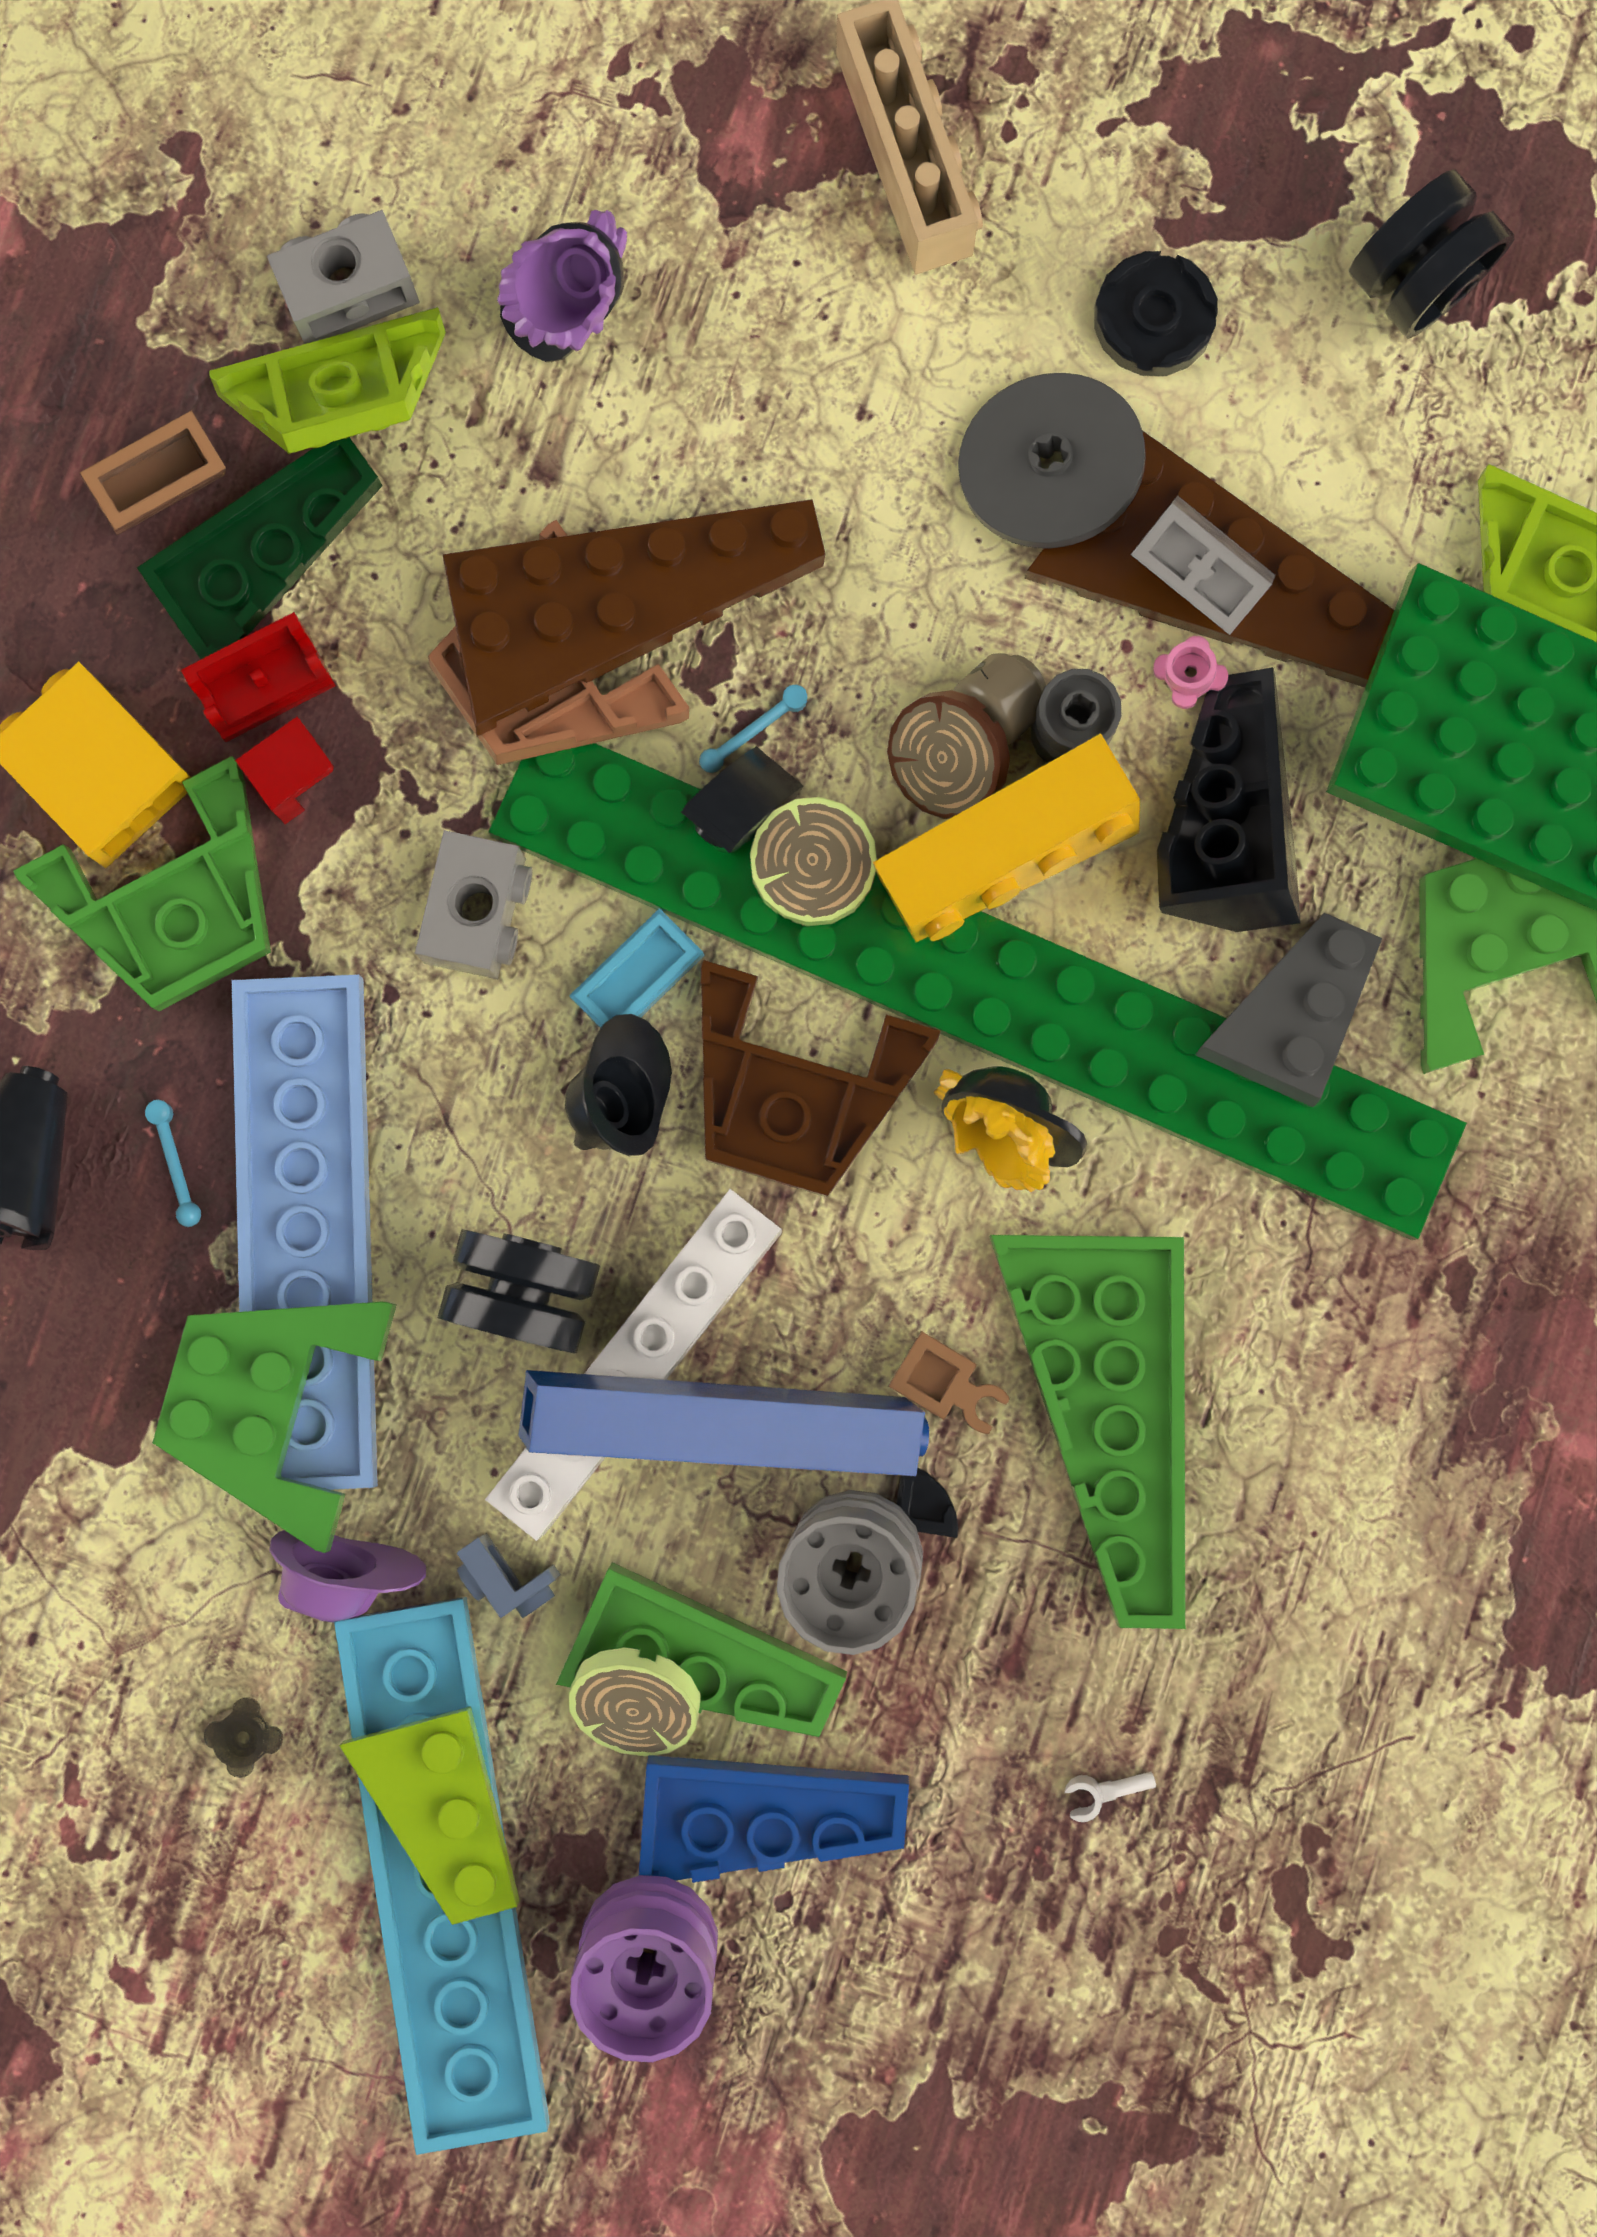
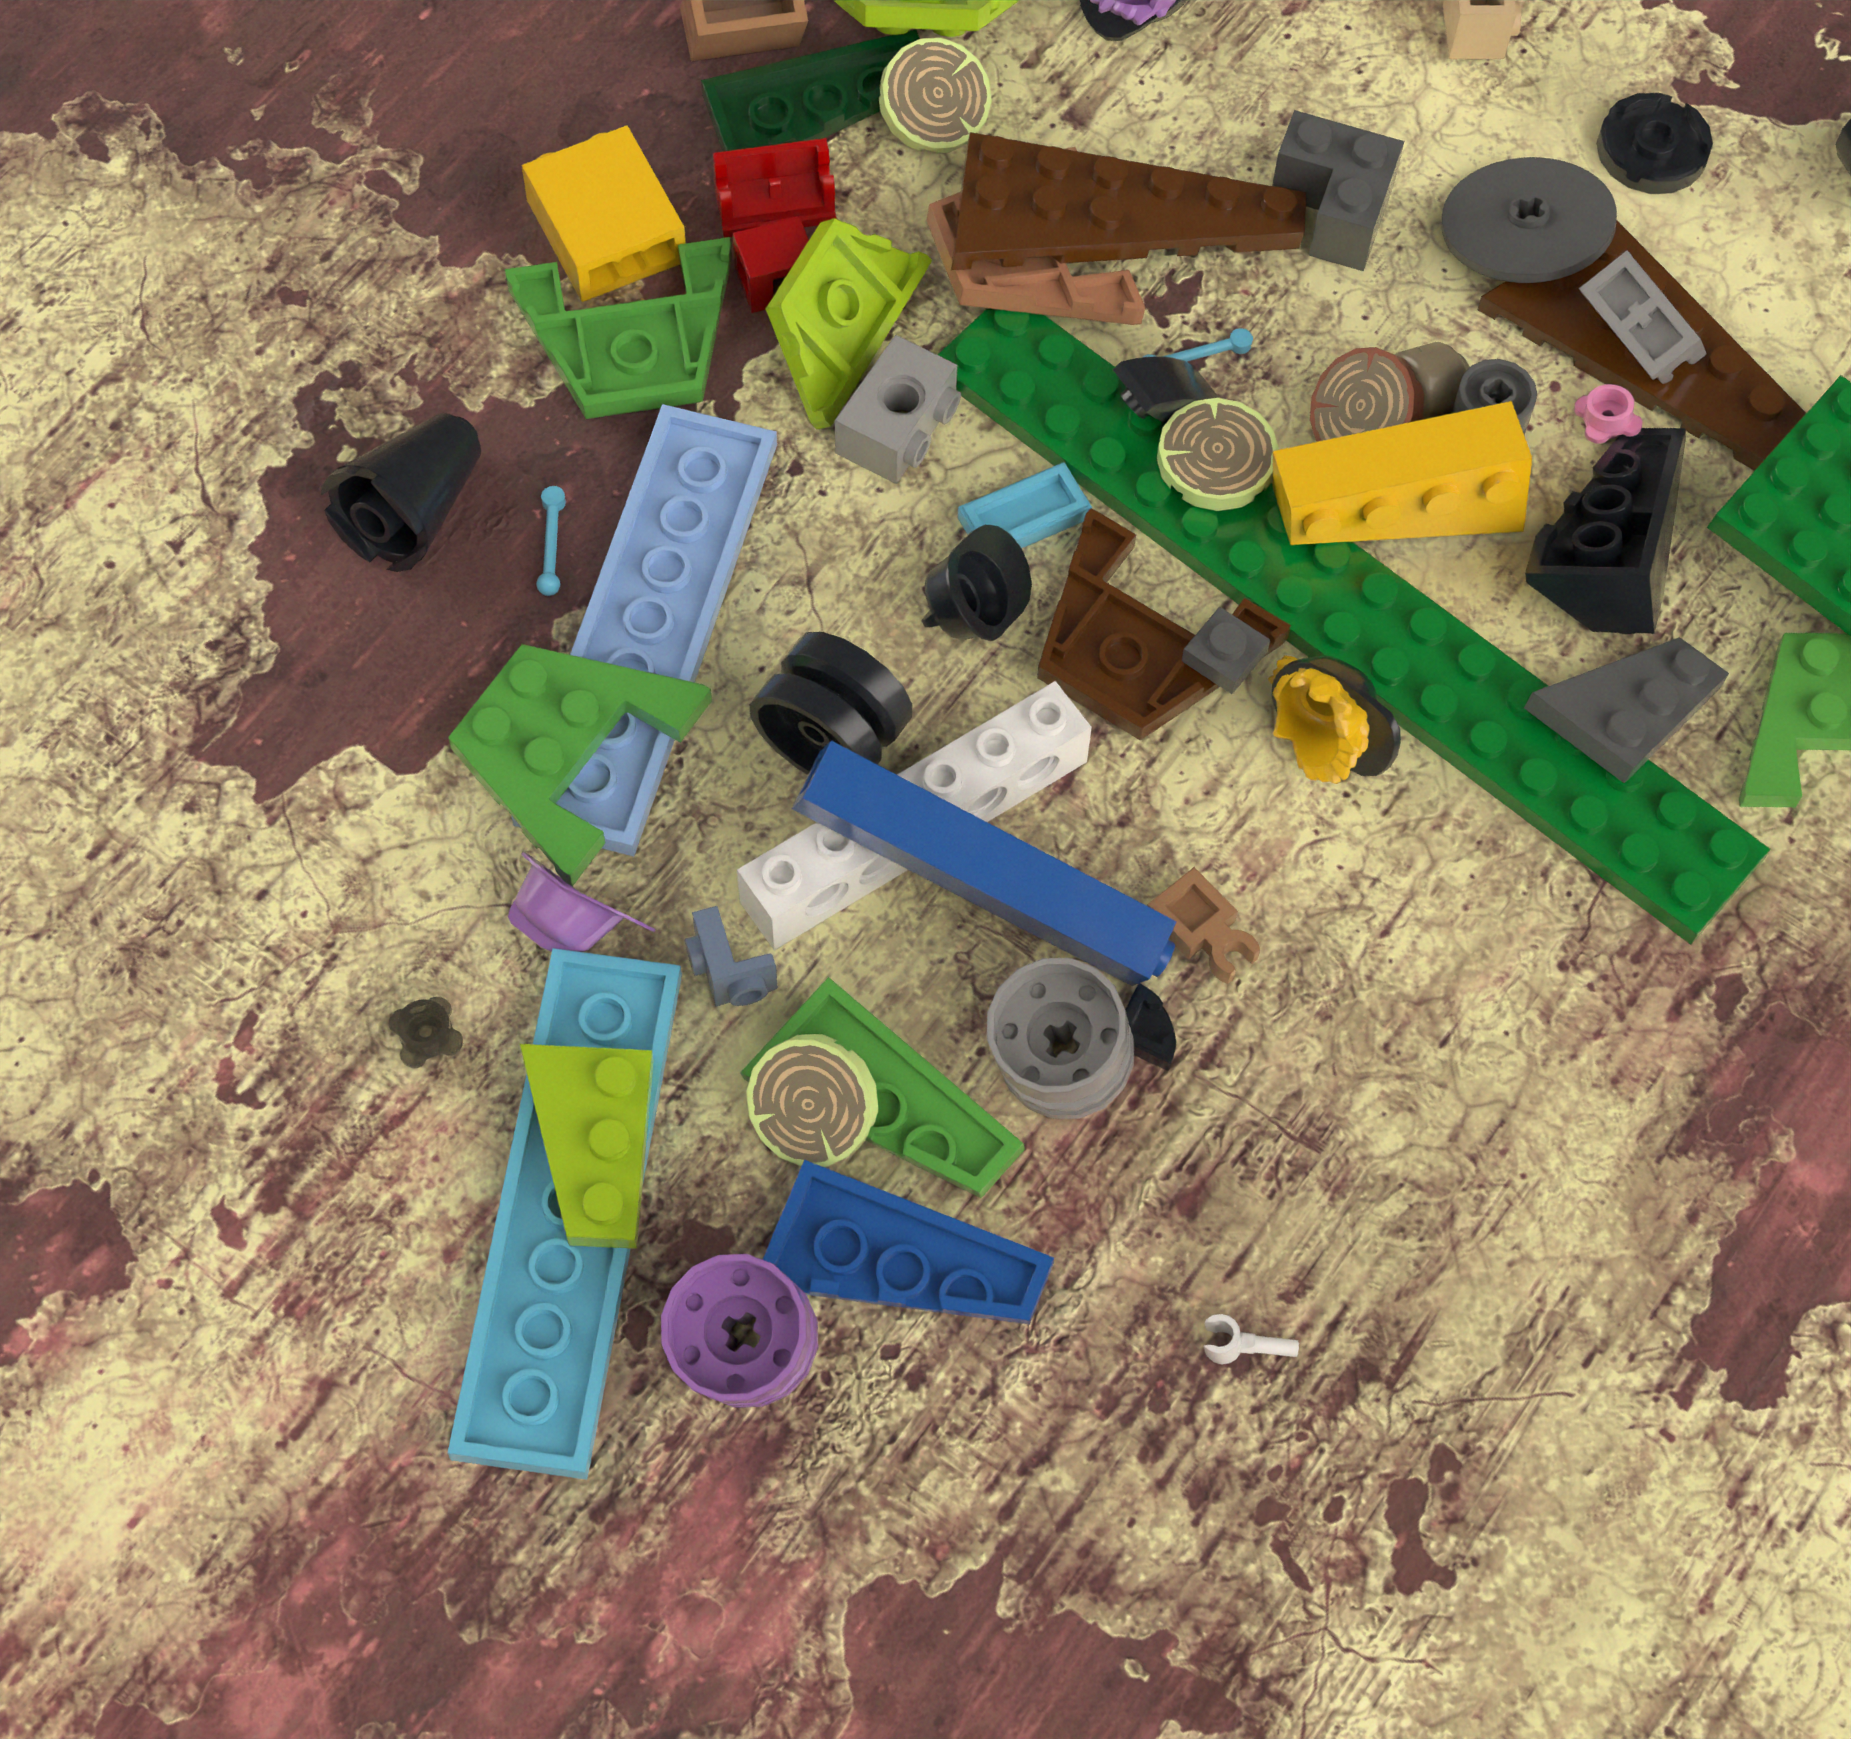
camera: 15 degrees right, 20 degrees down
(376, 812) = (839, 311): none -> lime wing
(389, 507) = (934, 95): none -> tile
(848, 469) = (1345, 177): none -> dark grey brick
(885, 1086) = (1225, 650): none -> dark grey plate
(1111, 1371) = (1363, 966): bright green wing -> none

